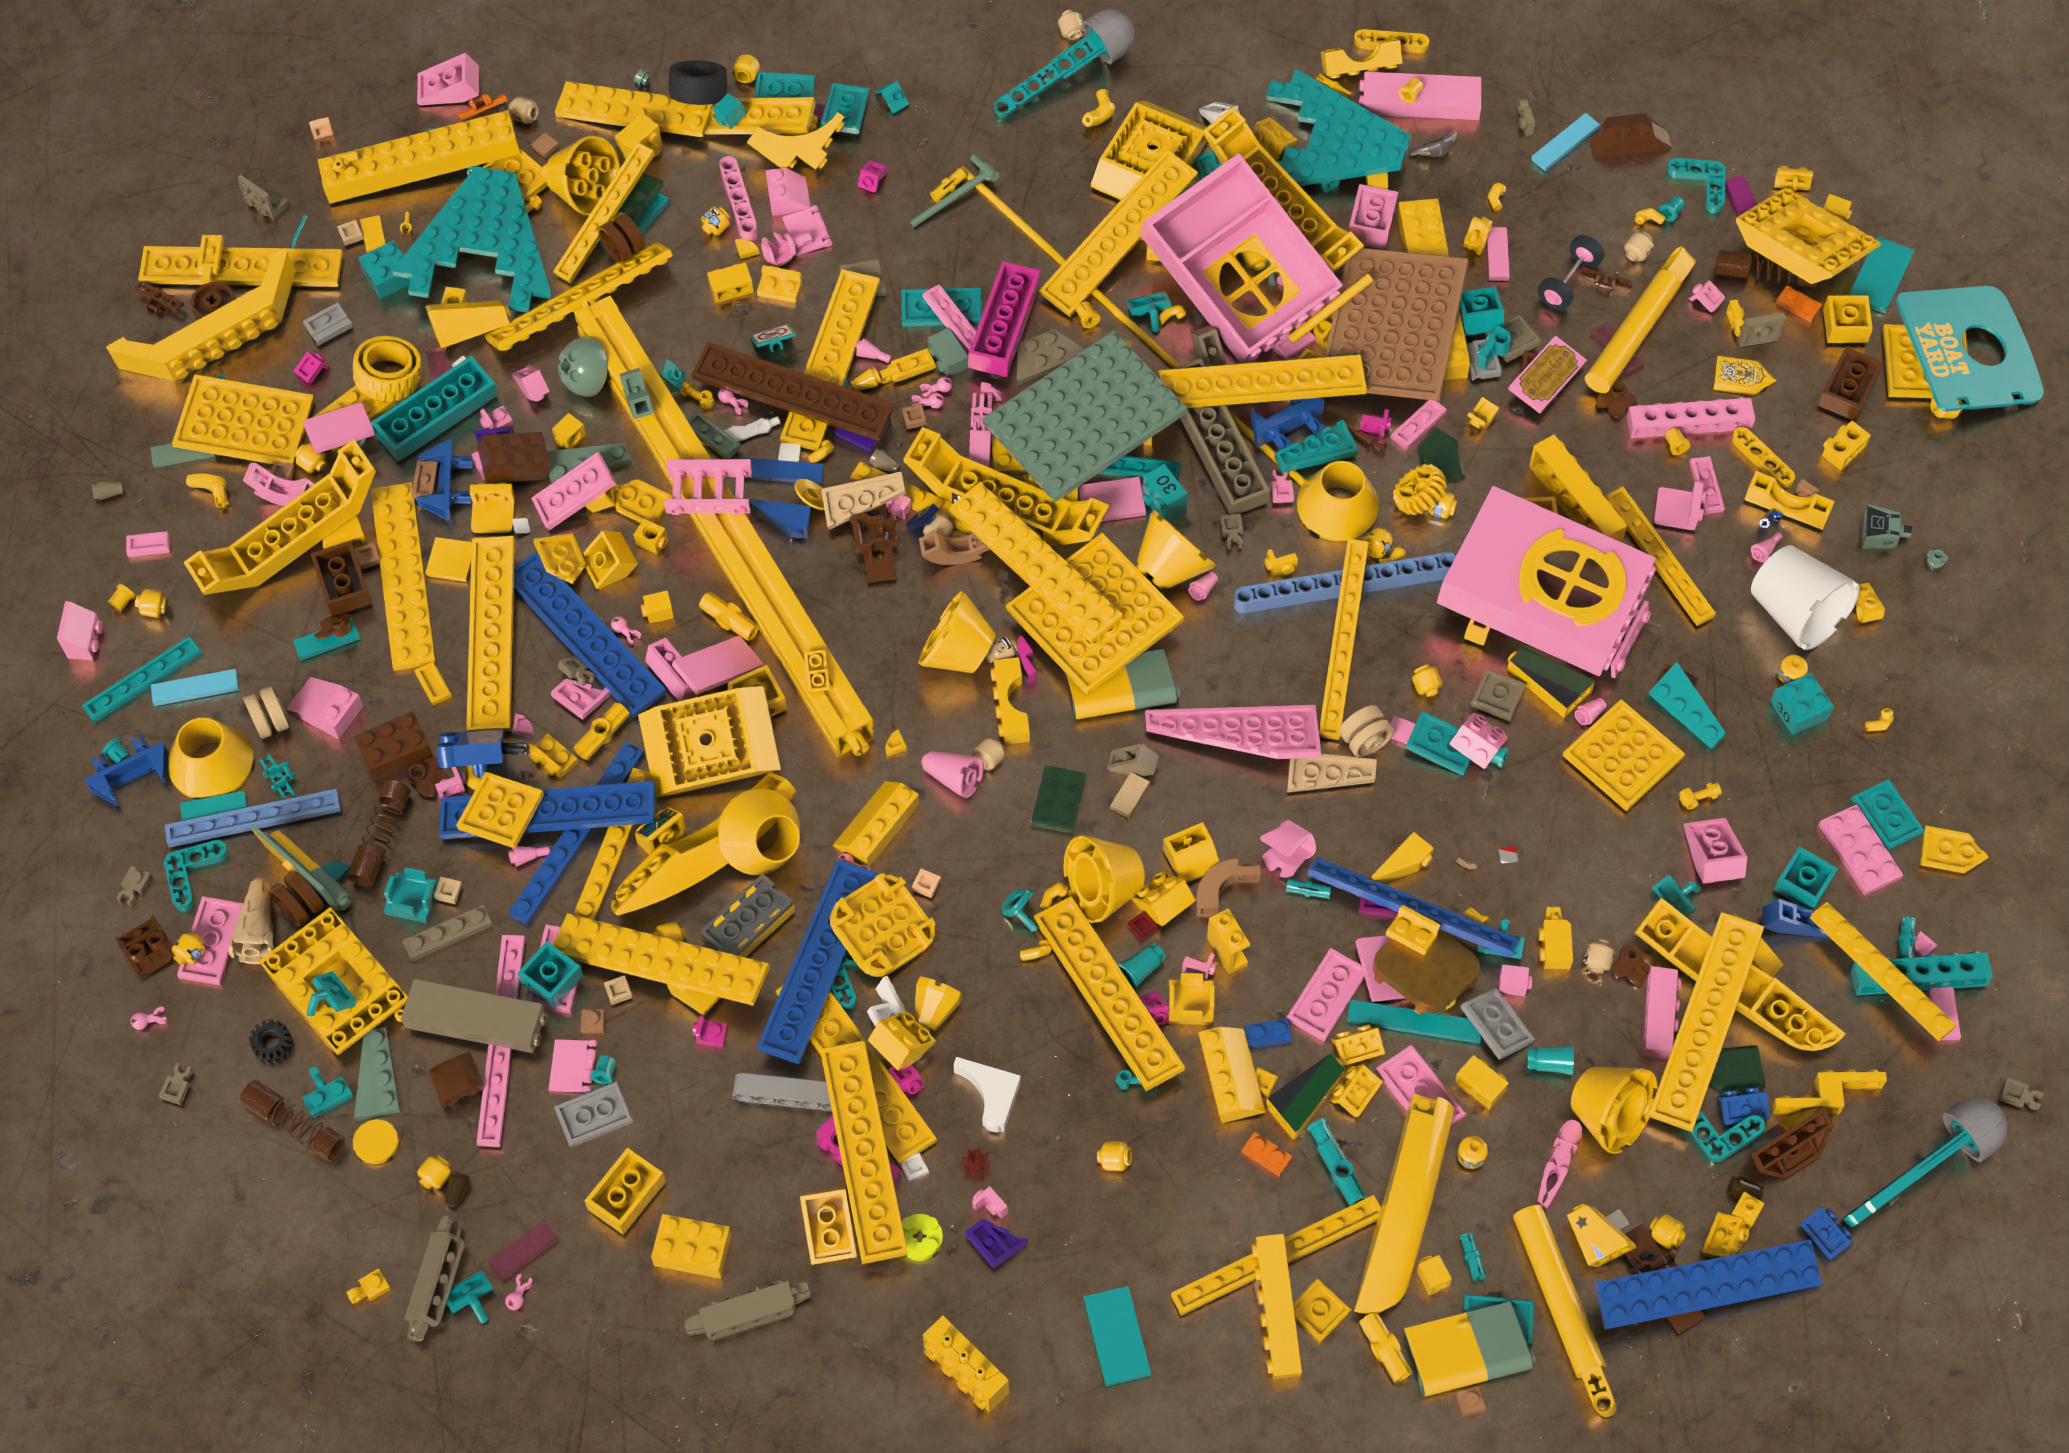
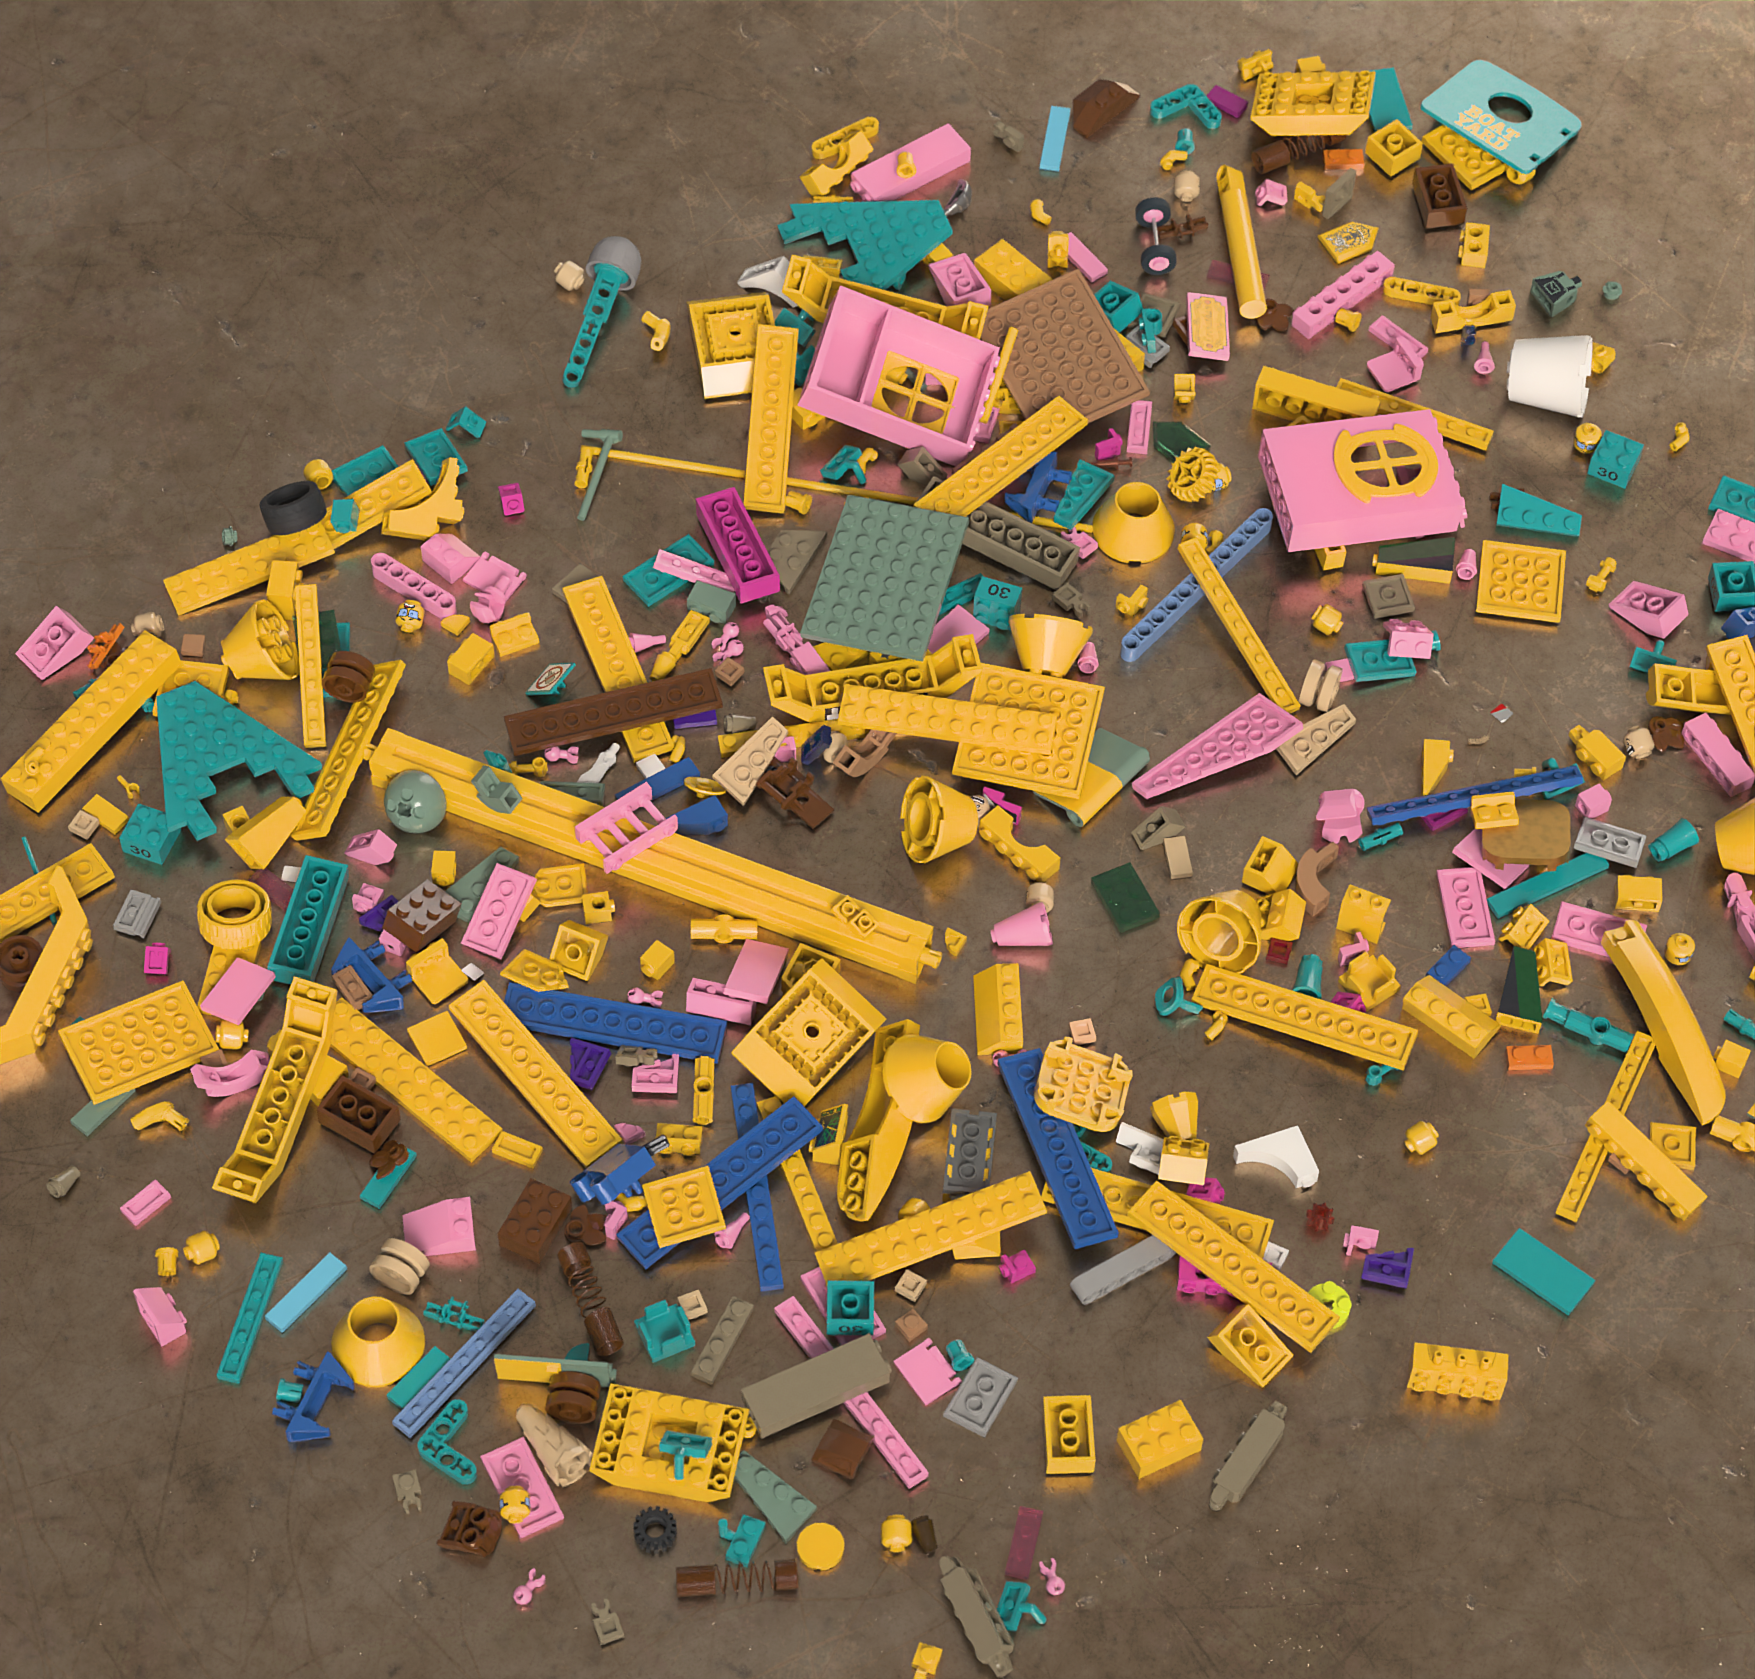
camera: 40 degrees left, 5 degrees down
(538, 652) = (587, 1062): none -> dark purple wing

